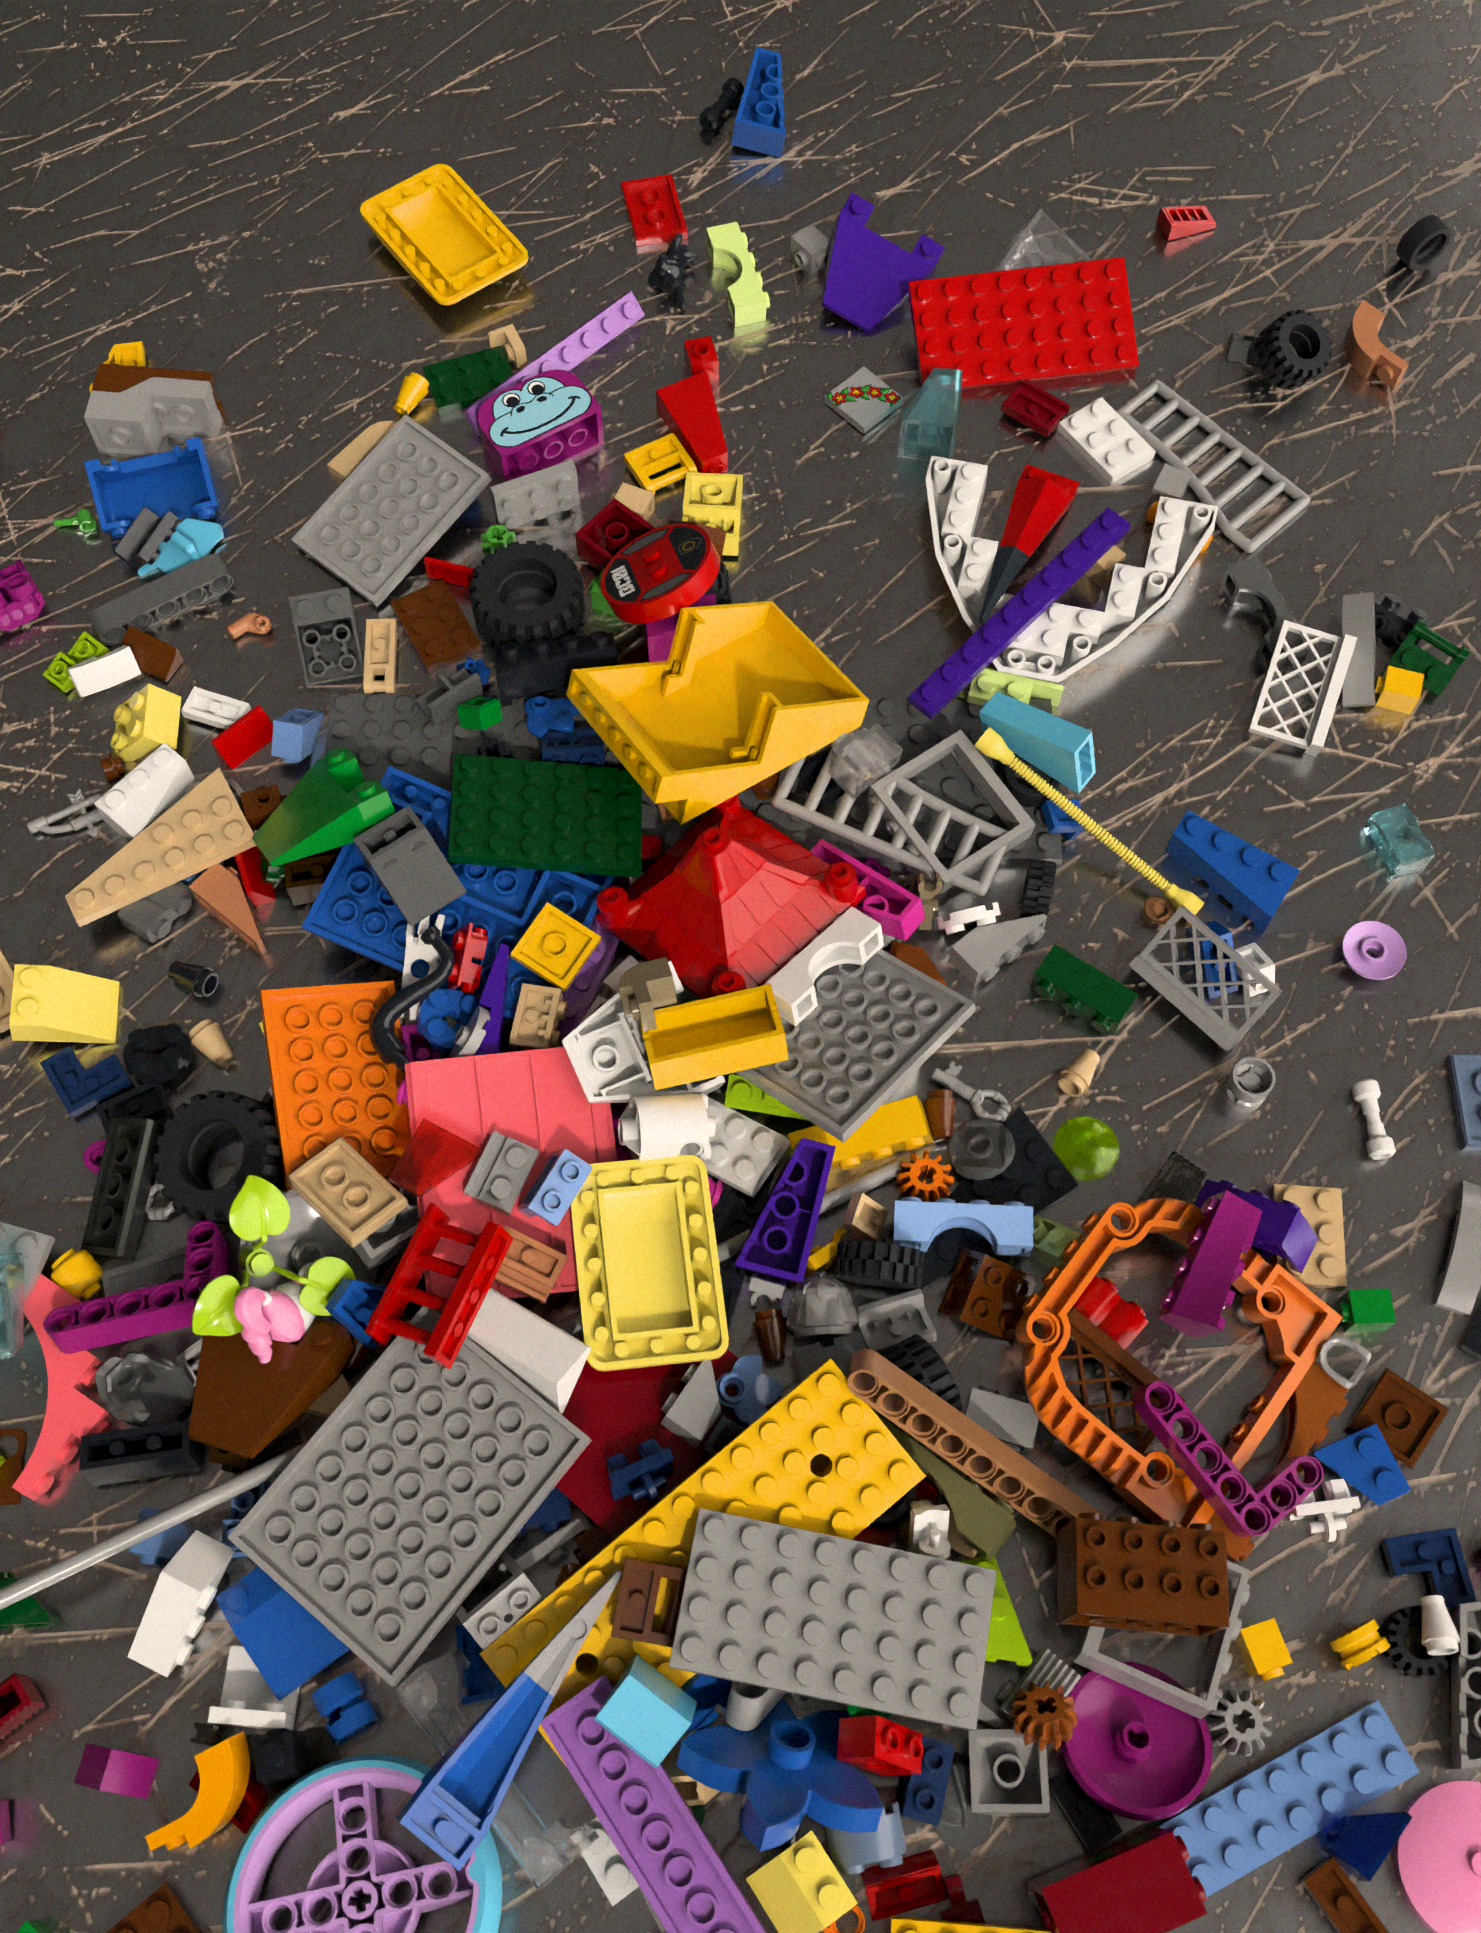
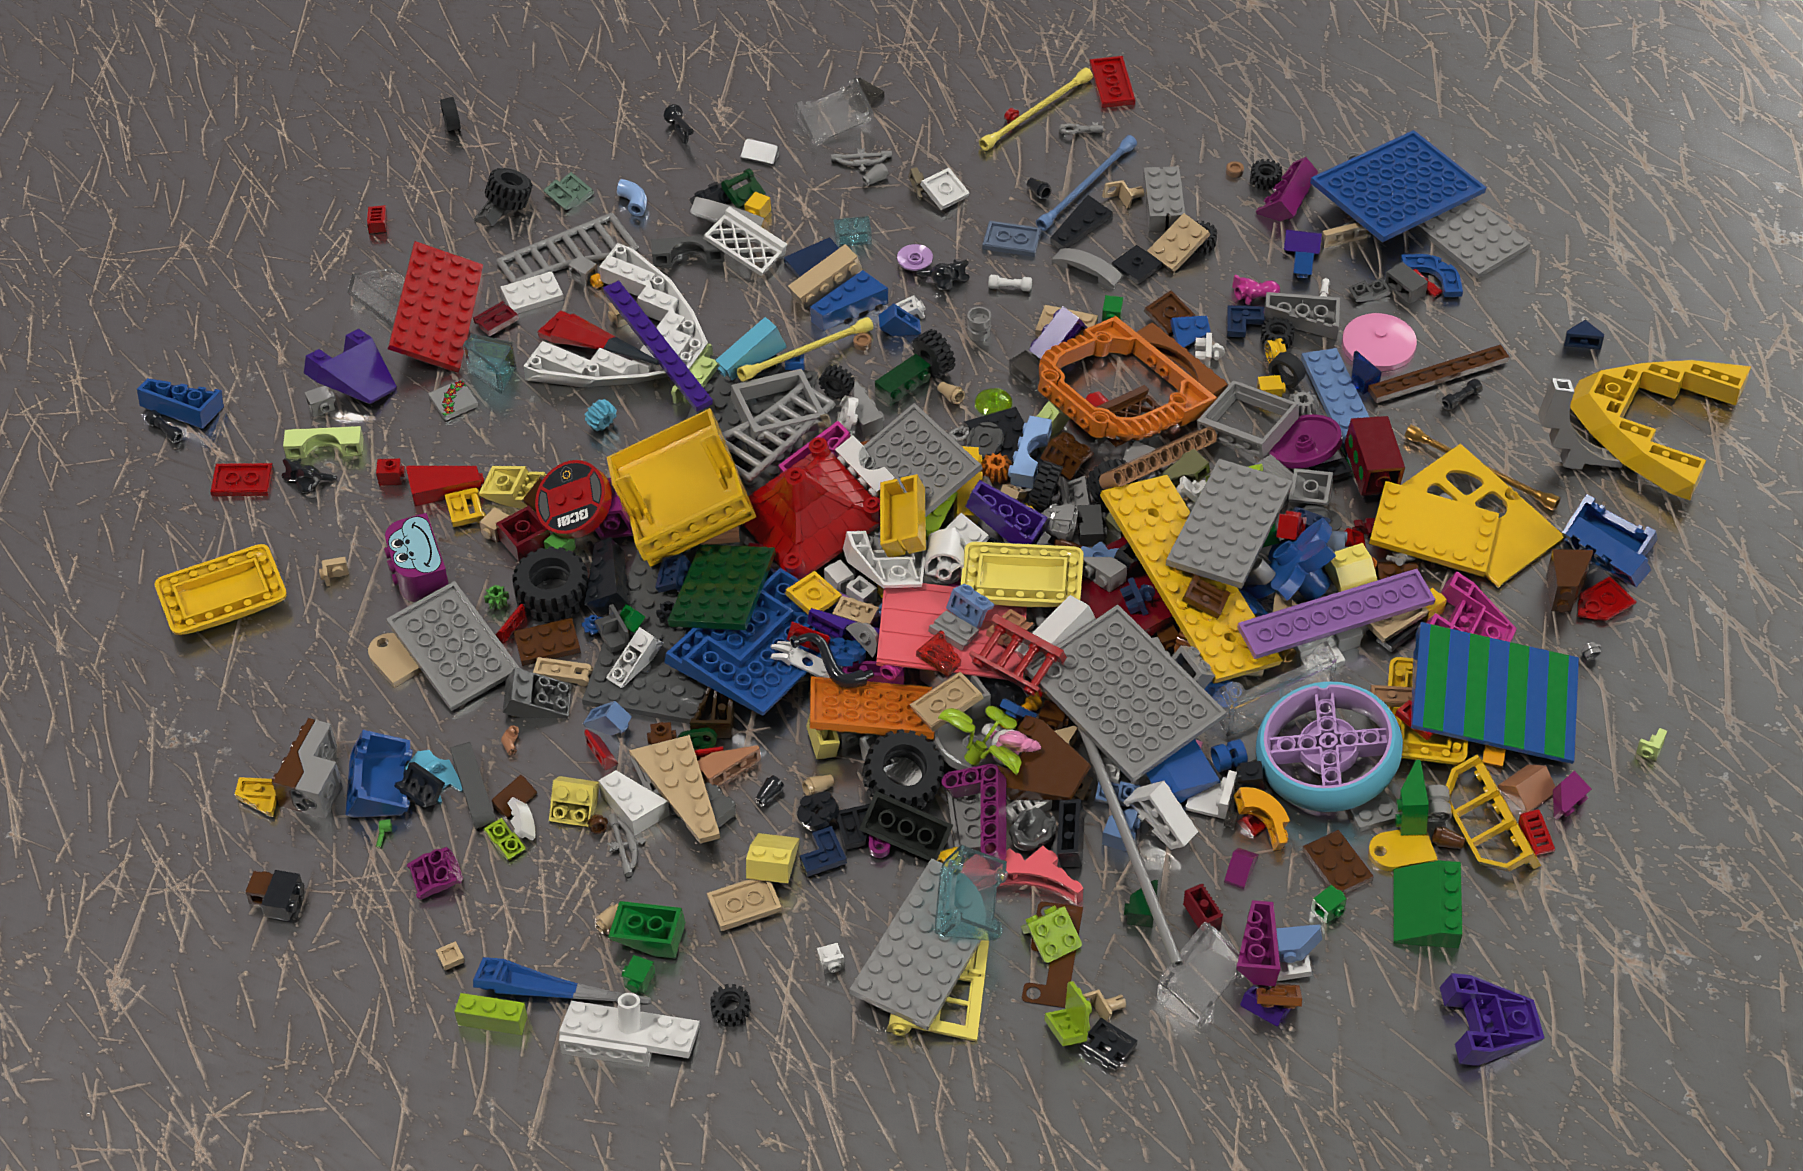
camera: 75 degrees left, 15 degrees down
(213, 708) = (573, 761): white plate -> none
(323, 810) = (694, 691): green wedge -> none
(404, 735) = (634, 658): none -> white slope
(409, 865) = (747, 642): dark grey slope -> none
(411, 393) = (350, 629): yellow cone -> none
(466, 378) = (349, 599): dark green plate -> none
(470, 1780) = (1282, 668): blue plate -> none
(536, 495) = (473, 562): light grey plate -> none
(549, 714) = (646, 582): blue plate -> none
(570, 349) = (358, 548): plate -> none
(645, 988) = (870, 535): dark tan brick -> none
(646, 1711) = (1260, 606): medium azure slope -> none
(862, 758) = (743, 425): clear brick -> none
(873, 580) = (600, 415): none -> medium azure gear
(1044, 1715) = (1288, 463): dark orange gear -> none
(1141, 1021) = (934, 351): none -> black tyre
(1142, 1576) = (1232, 407): reddish brown brick -> none
(1189, 1001) = (906, 344): light grey fence -> none
(1210, 1266) = (1090, 348): magenta wedge -> none
(1220, 1468) = (1199, 370): magenta beam -> none
(1272, 824) = (825, 277): none -> tan wedge
(1312, 1675) = (1293, 363): none -> black tyre
(1317, 802) = (807, 258): none -> dark blue tile
(1333, 433) = (569, 191): none -> sand green slope
(1353, 1007) = (944, 274): none -> black animal
(1355, 519) = (633, 193): none -> light blue cylinder
(1359, 1350) = (1143, 322): light grey piece -> none
(1367, 352) = (520, 160): nougat arch -> none
(1437, 1627) = (1275, 318): white cone -> none

